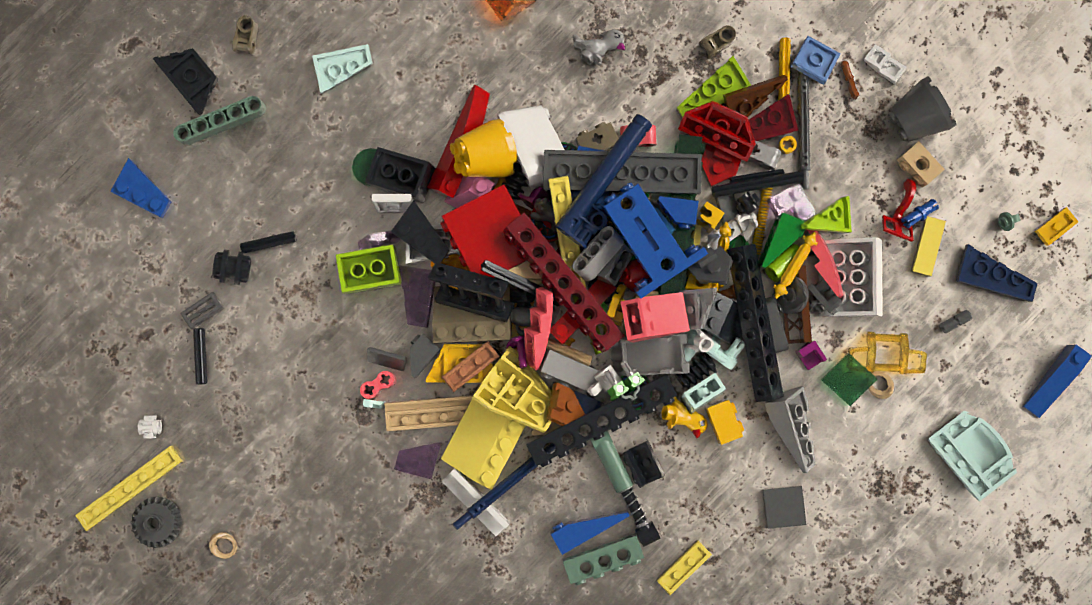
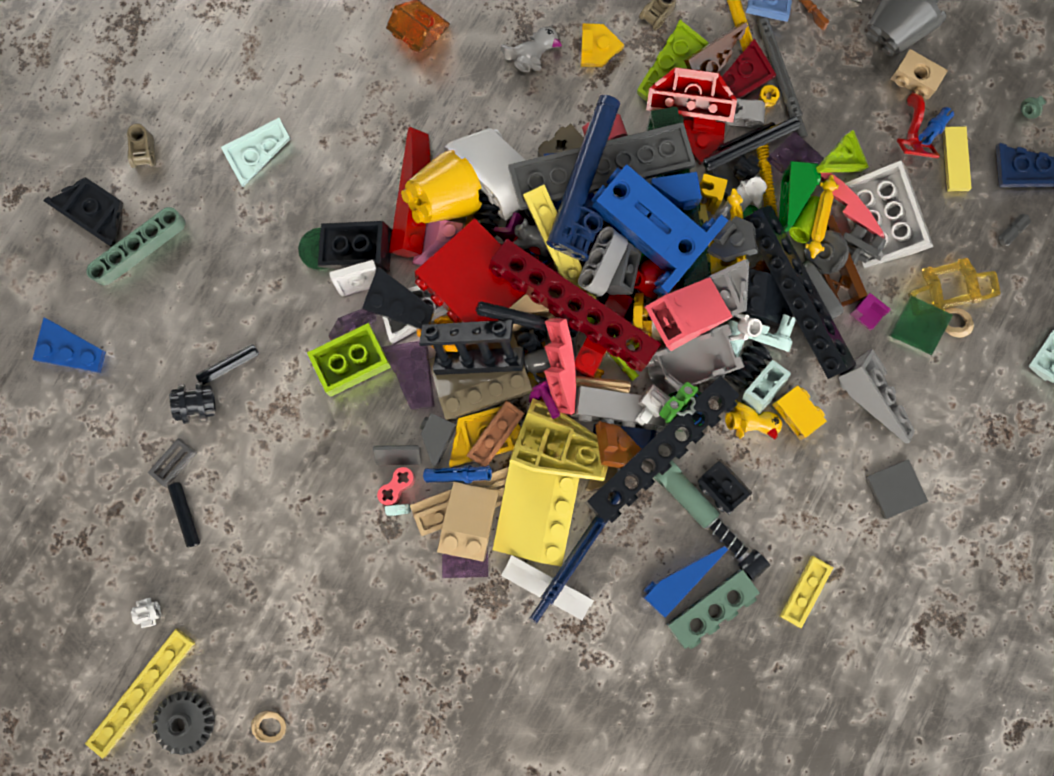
camera: 15 degrees left, 5 degrees down
(427, 431) = (468, 521): none -> tan slope
(437, 392) = (464, 474): none -> blue pin
(656, 57) = (598, 45): none -> yellow plate

